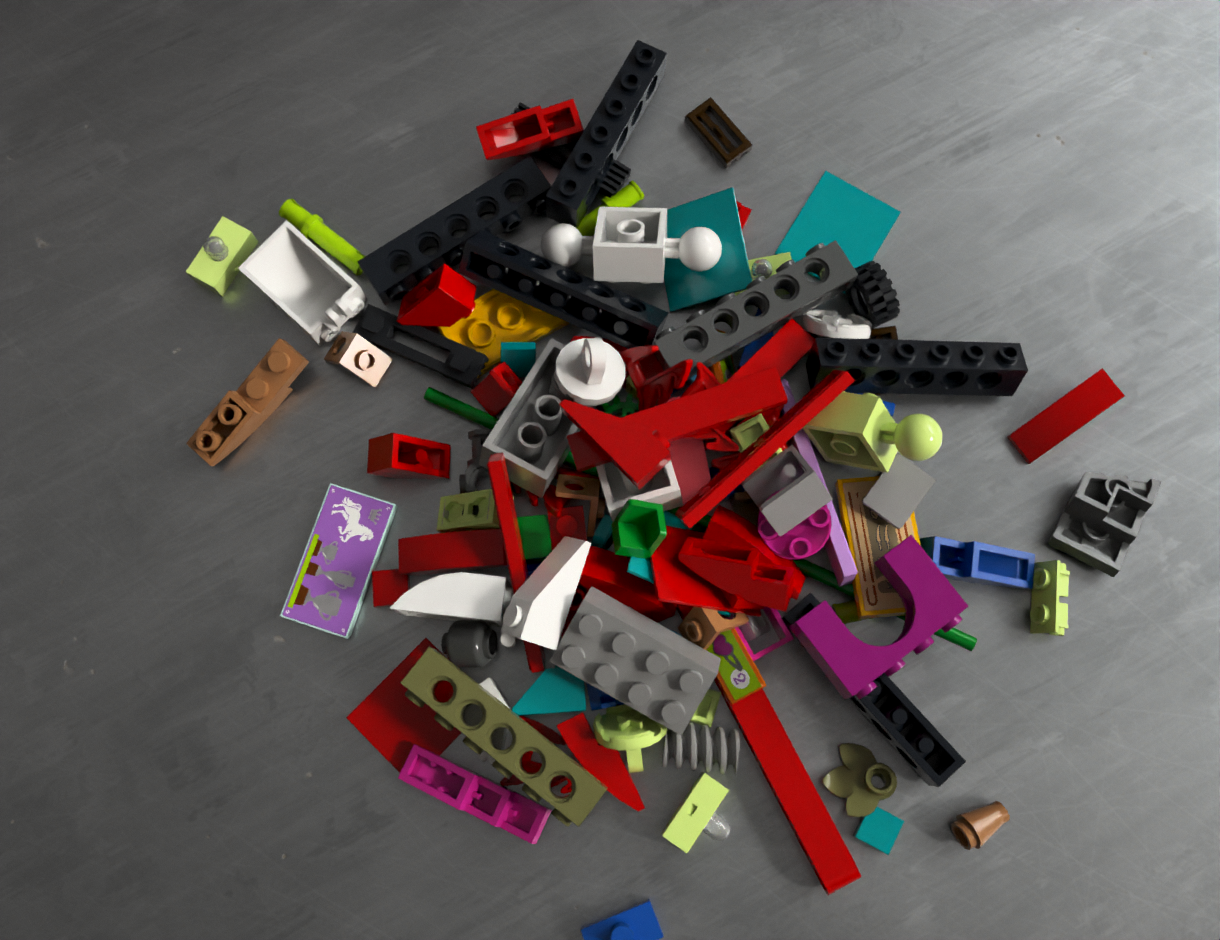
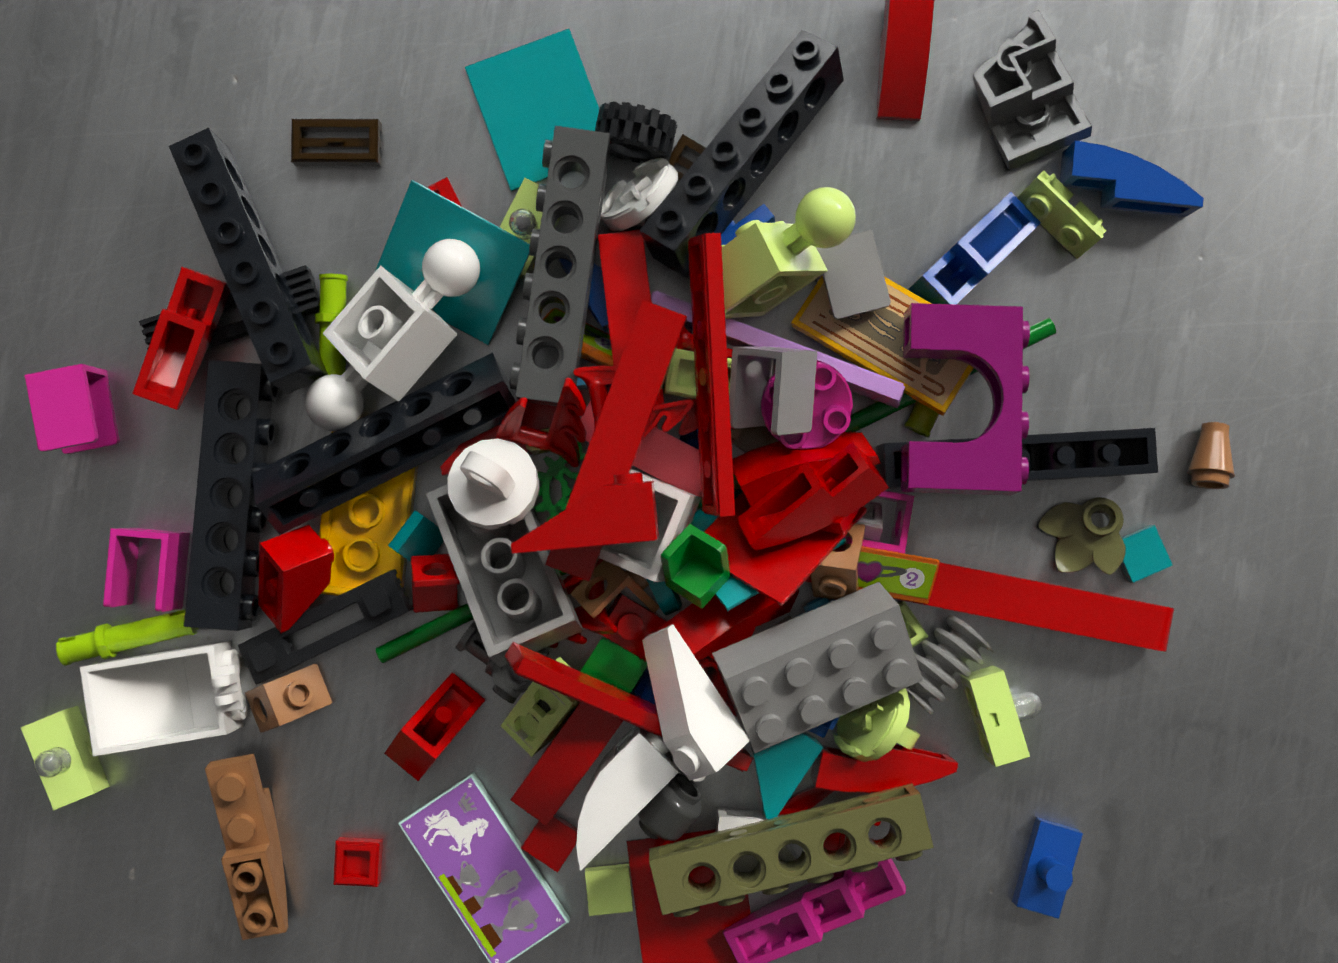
camera: 50 degrees left, 10 degrees up
(286, 478) = (358, 861): none -> red tile
(367, 200) = (123, 567): none -> dark pink piece
(386, 649) = (609, 889): none -> yellowish green tile
(438, 104) = (72, 409): none -> dark pink piece
(1105, 623) = (1126, 181): none -> blue slope

